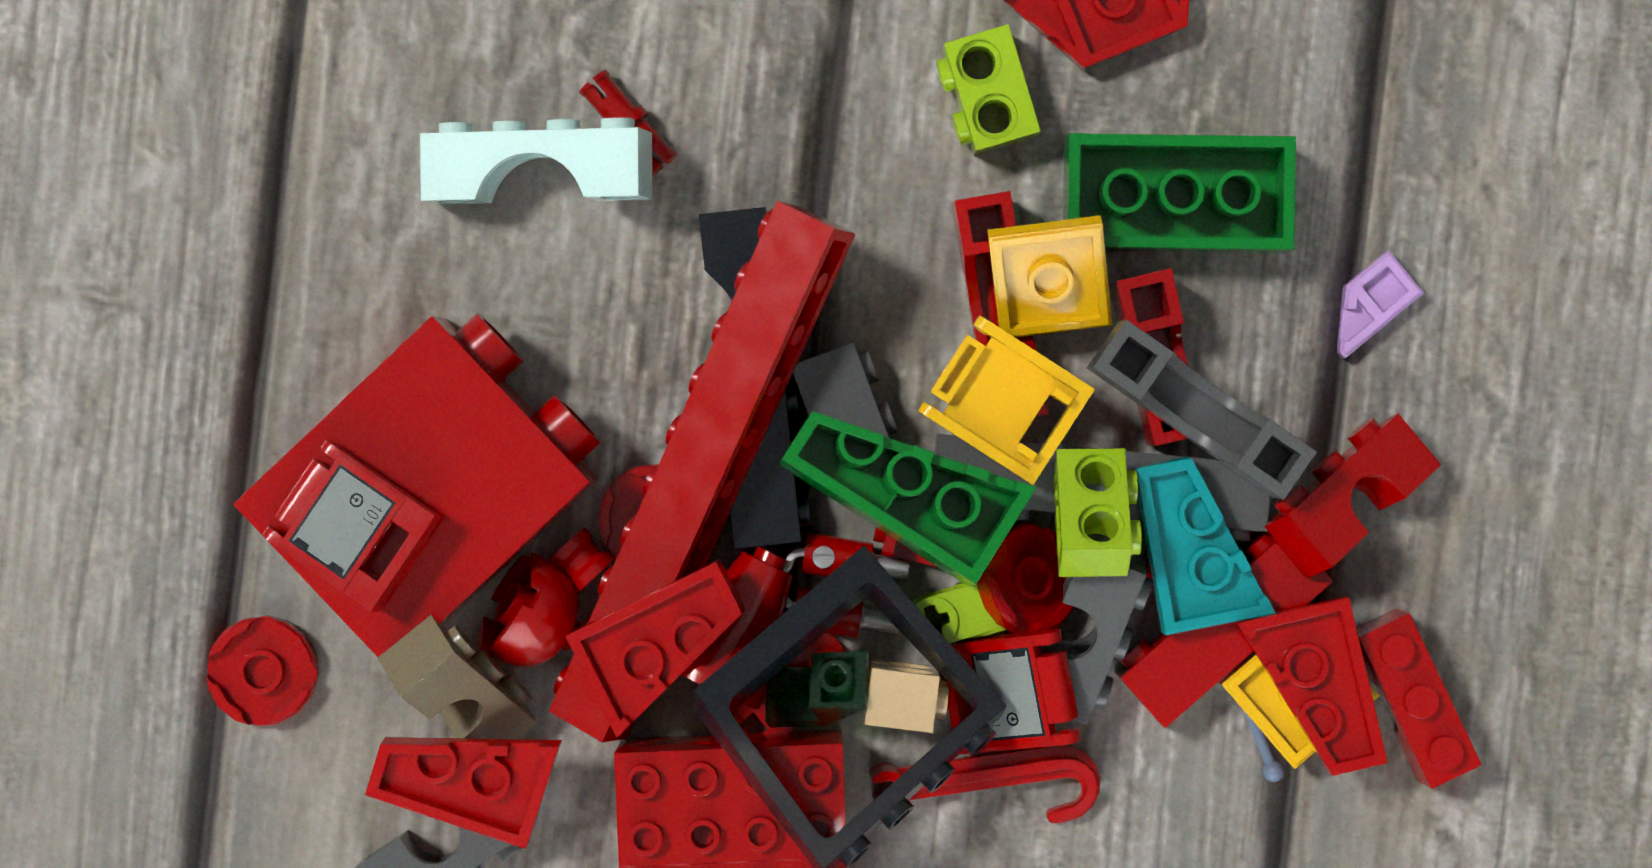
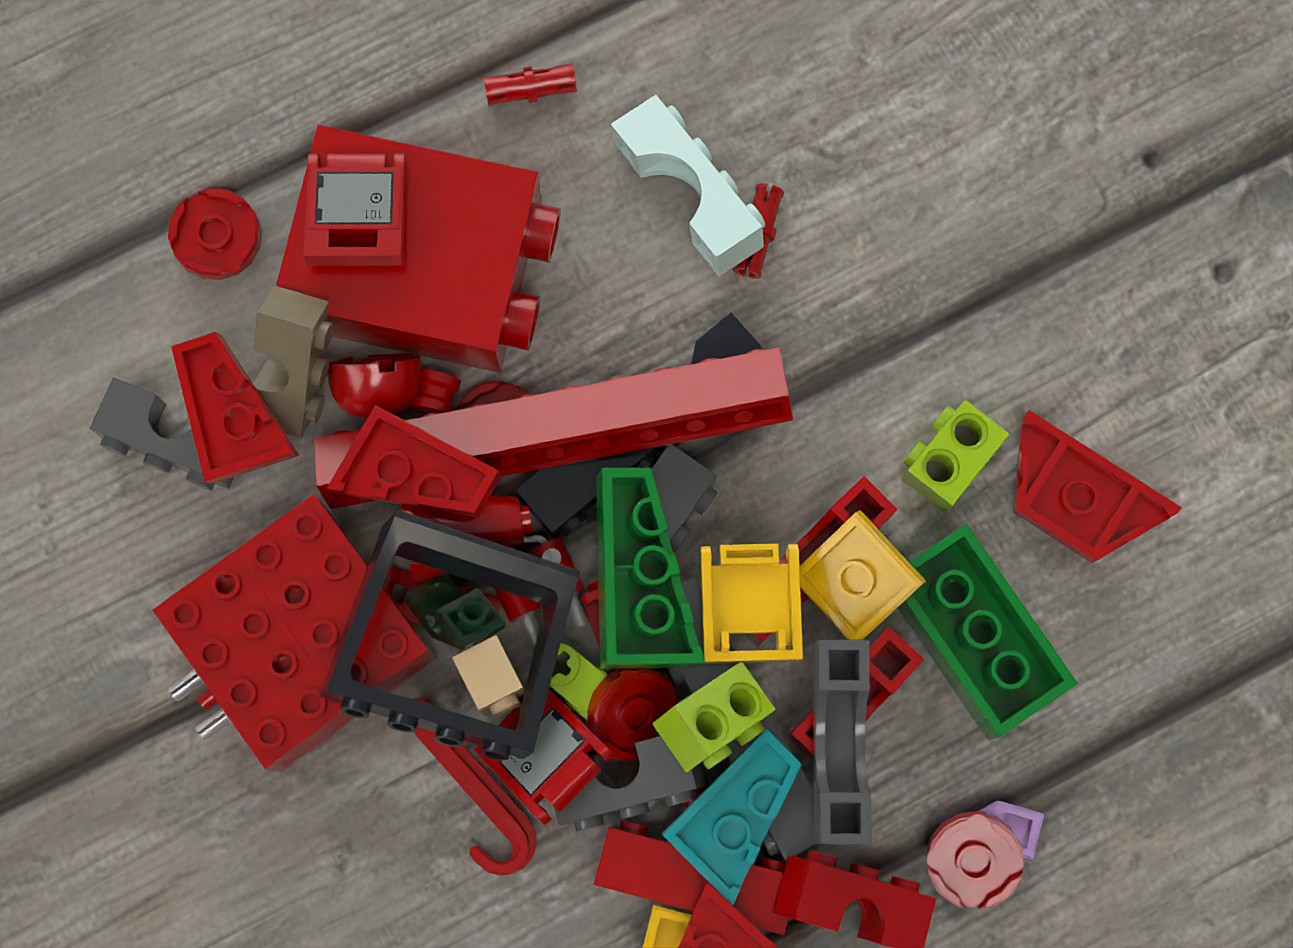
camera: 50 degrees right, 10 degrees down
(317, 249) = (530, 84): none -> red pin
(1386, 348) = (975, 860): none -> tile

